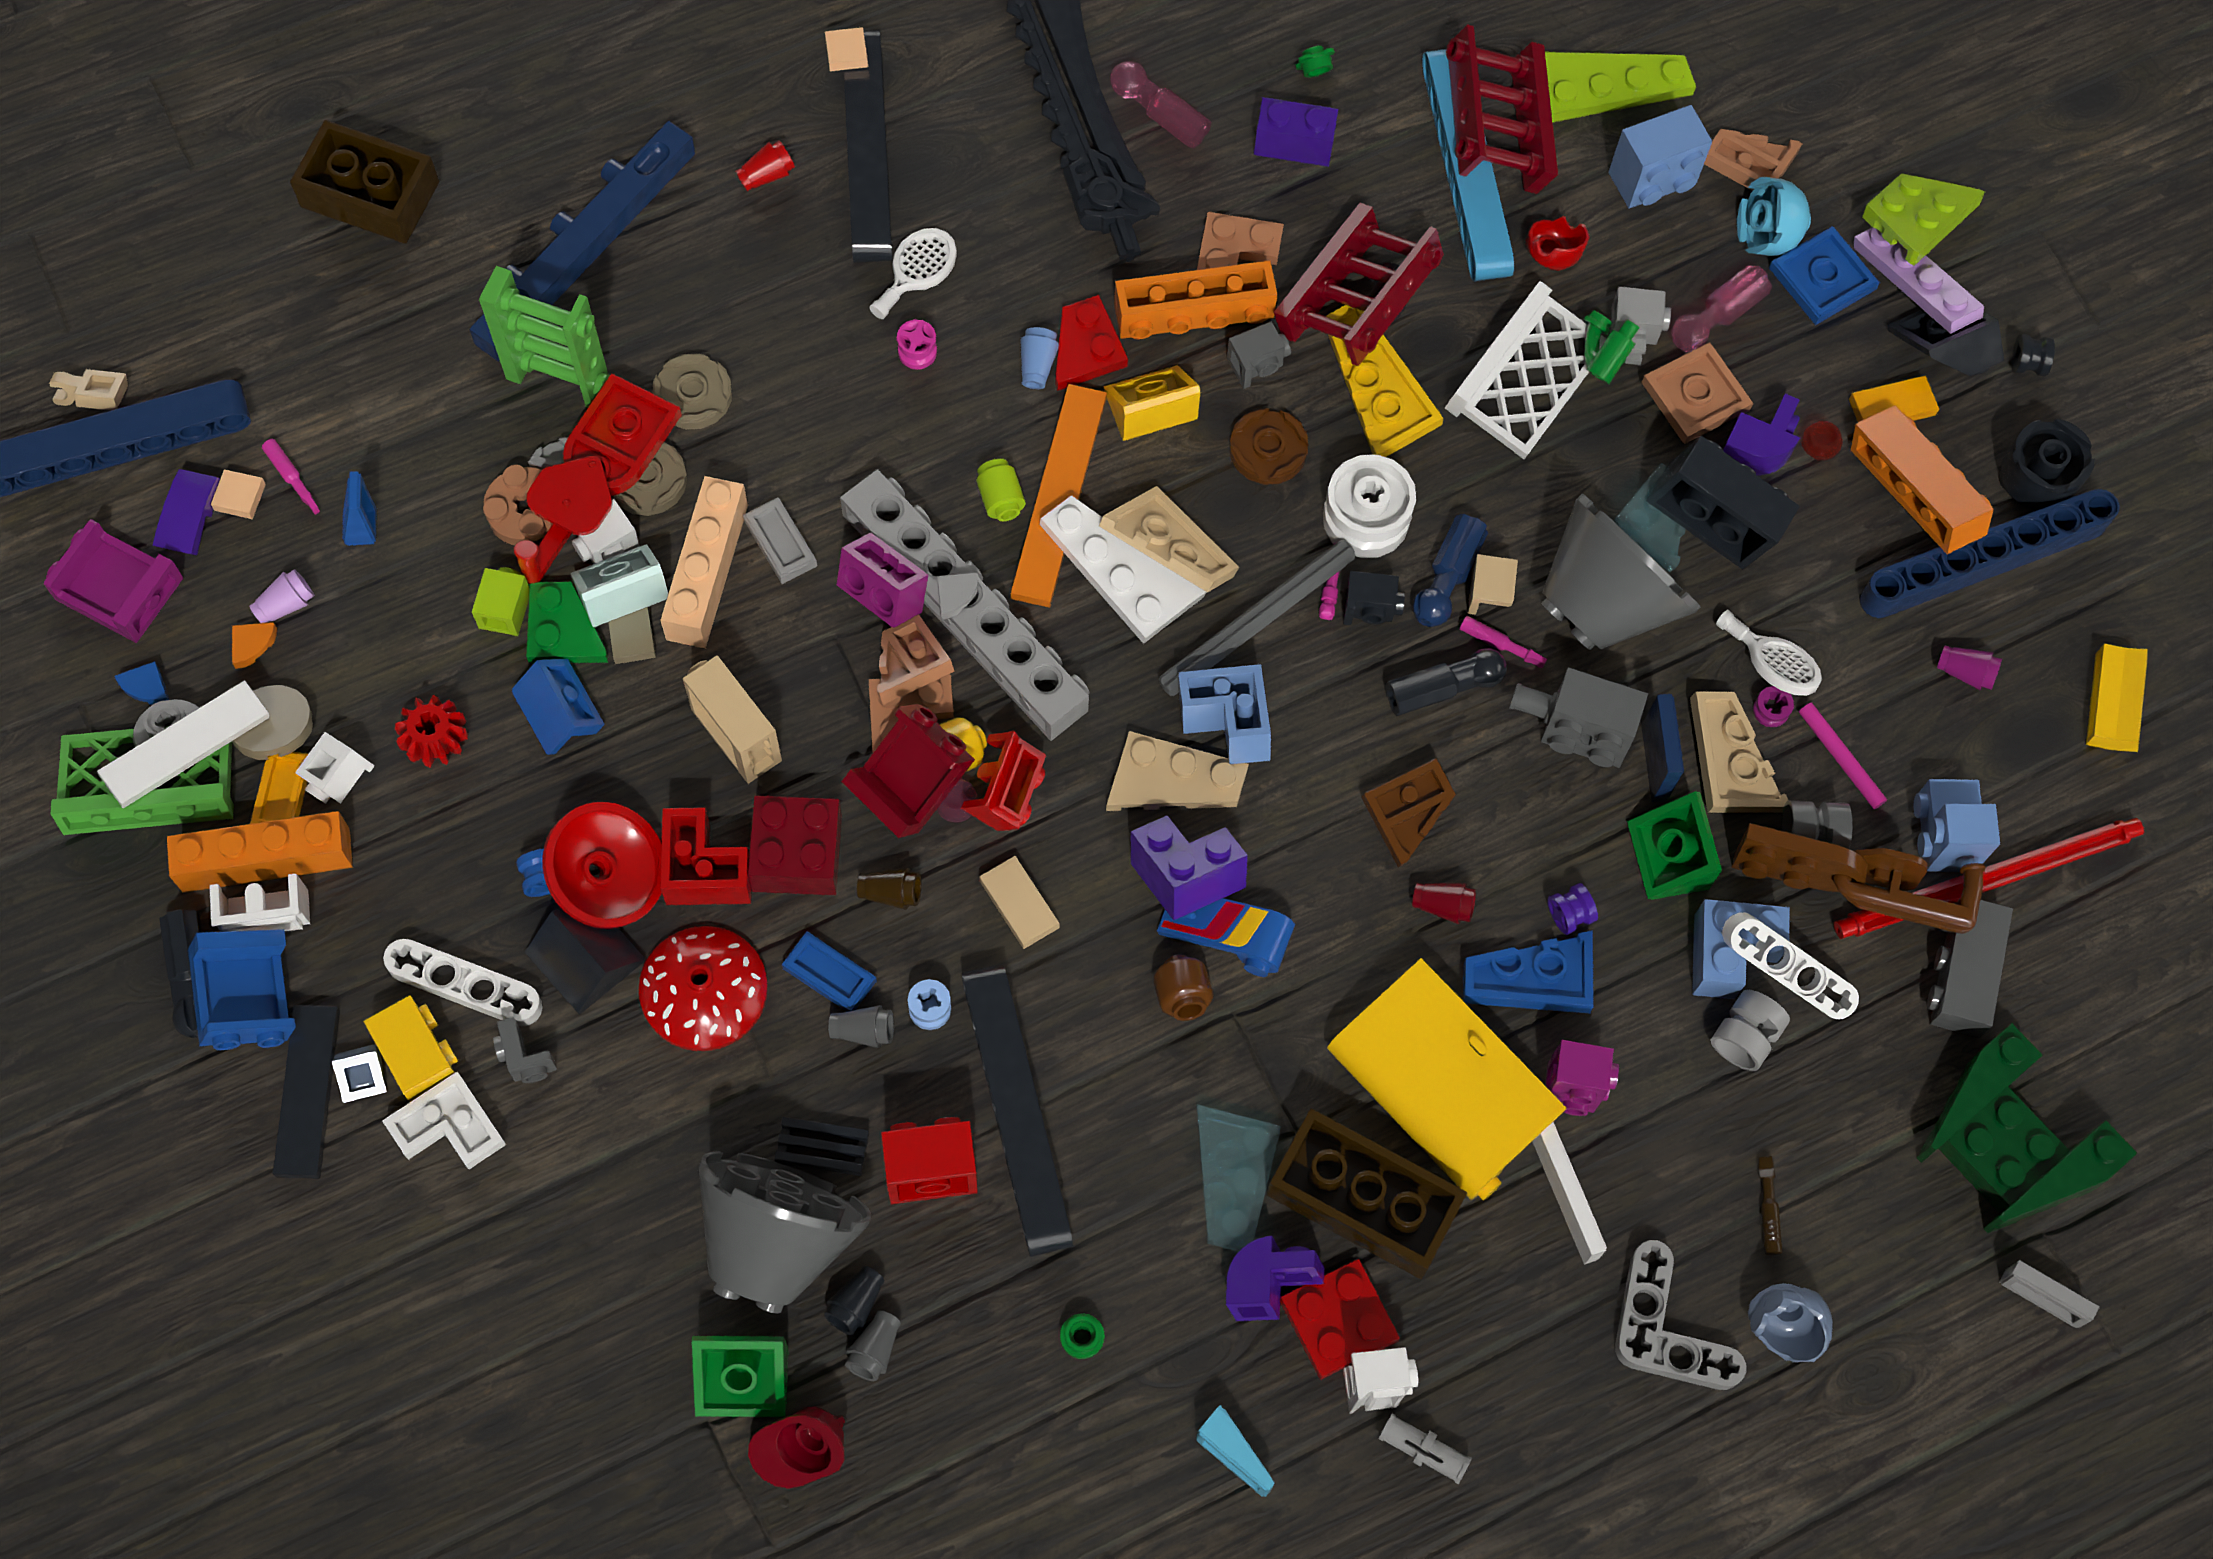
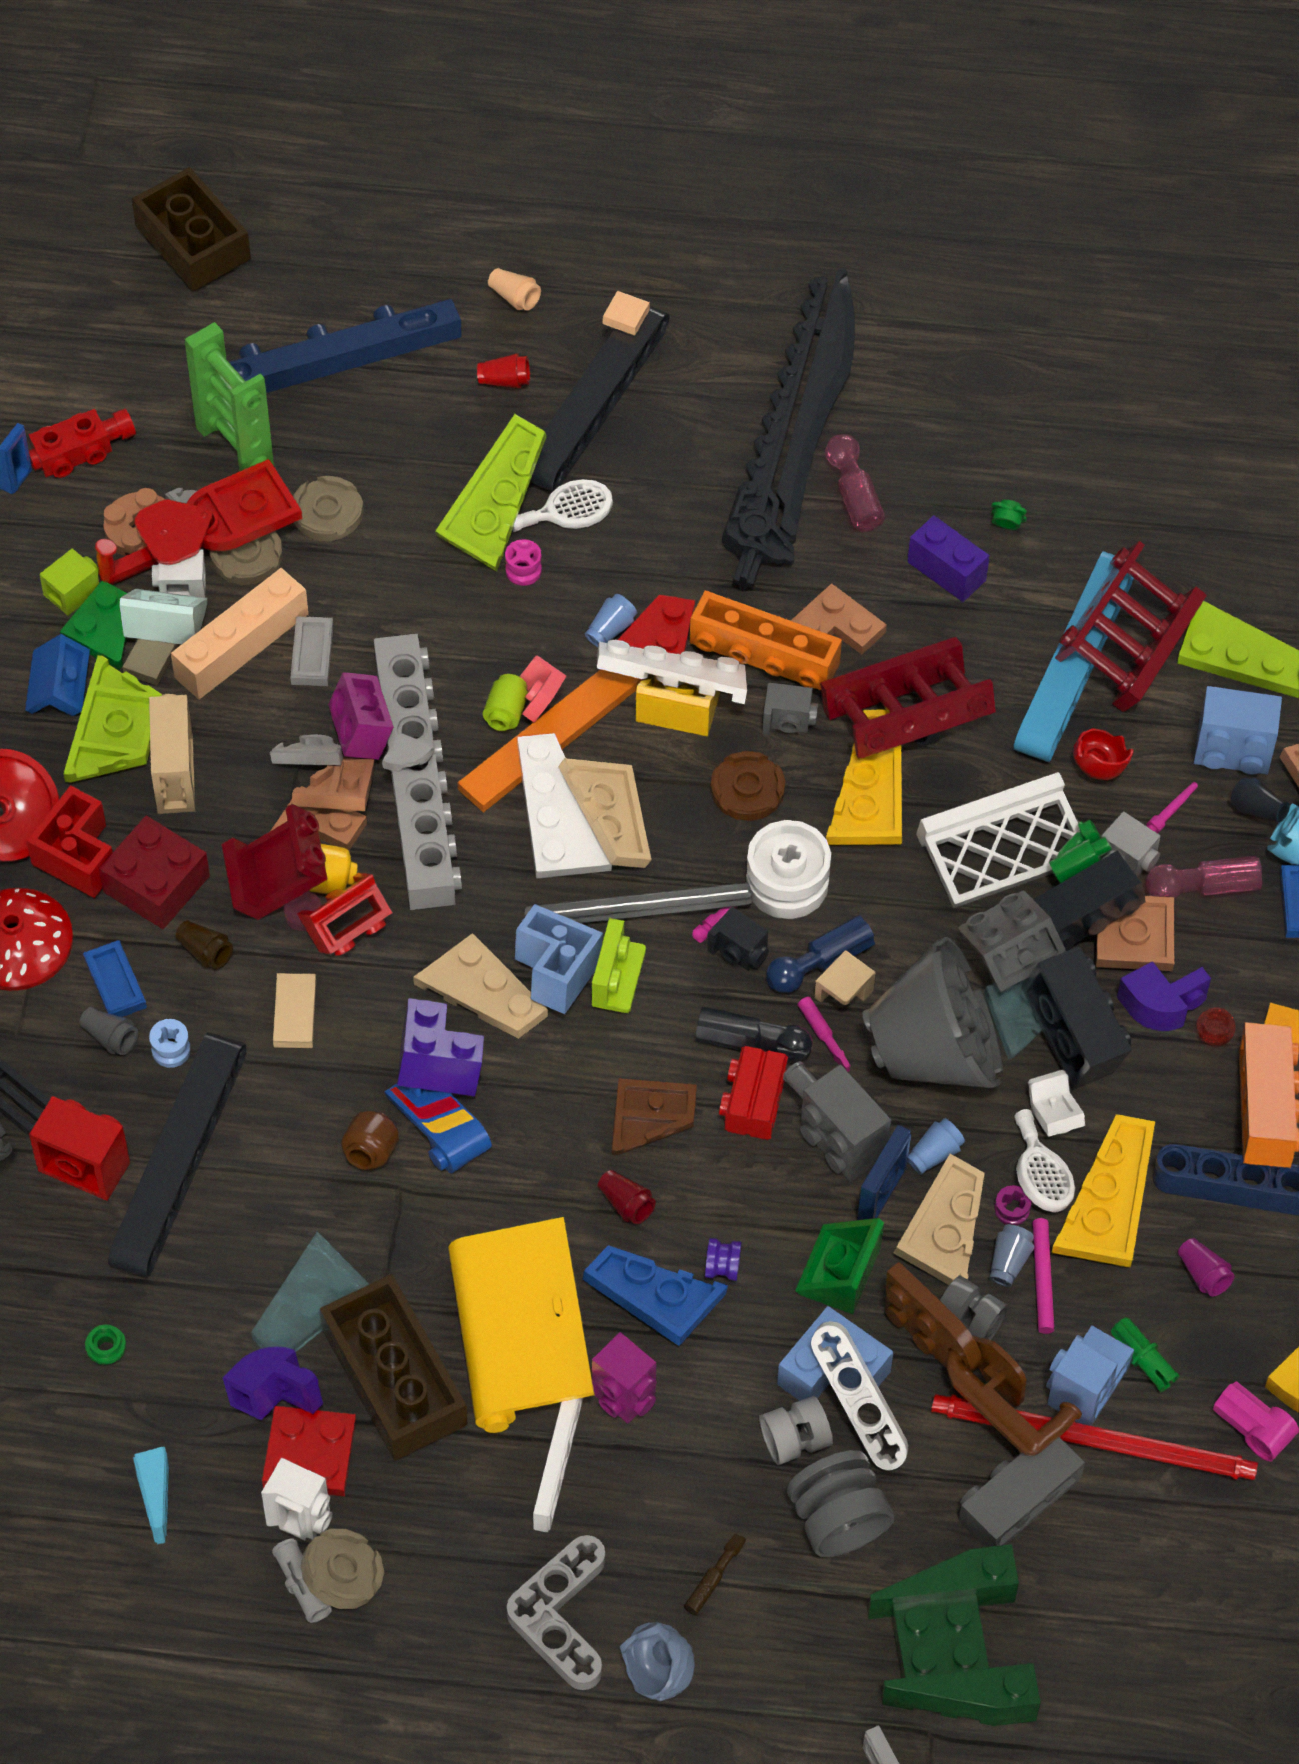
camera: 35 degrees right, 10 degrees down
(405, 459) = (77, 441): none -> red brick
(646, 719) = (111, 726): none -> lime wing
(716, 79) = (515, 288): none -> light nougat cone
(849, 301) = (491, 500): none -> lime wing
(853, 640) = (310, 751): none -> light grey tile
(1028, 455) = (542, 685): none -> coral bracket
(1136, 371) = (675, 669): none -> white wing
(1286, 691) = (617, 970): none -> lime bracket
(1456, 1415) = (342, 1569): none -> dark tan tile
(1488, 734) = (755, 1092): none -> red brick
(1616, 458) = (1012, 938): none -> dark grey bracket
(1639, 410) = (1092, 899): none -> black brick
(1640, 280) = (1157, 822): none -> dark pink piece
(1678, 680) = (935, 1146): none -> medium blue cone
(1714, 212) = (1257, 800): none -> black cone
(1747, 594) = (1054, 1104): none -> white bracket
(1806, 752) = (1010, 1254): none -> sand blue cone
(1843, 1076) = (840, 1503): none -> dark grey wheel
(1851, 653) = (1108, 1208): none -> yellow wing
(1990, 780) = (1145, 1354): none -> green axle
(2121, 782) = (1264, 1429): none -> dark pink piece

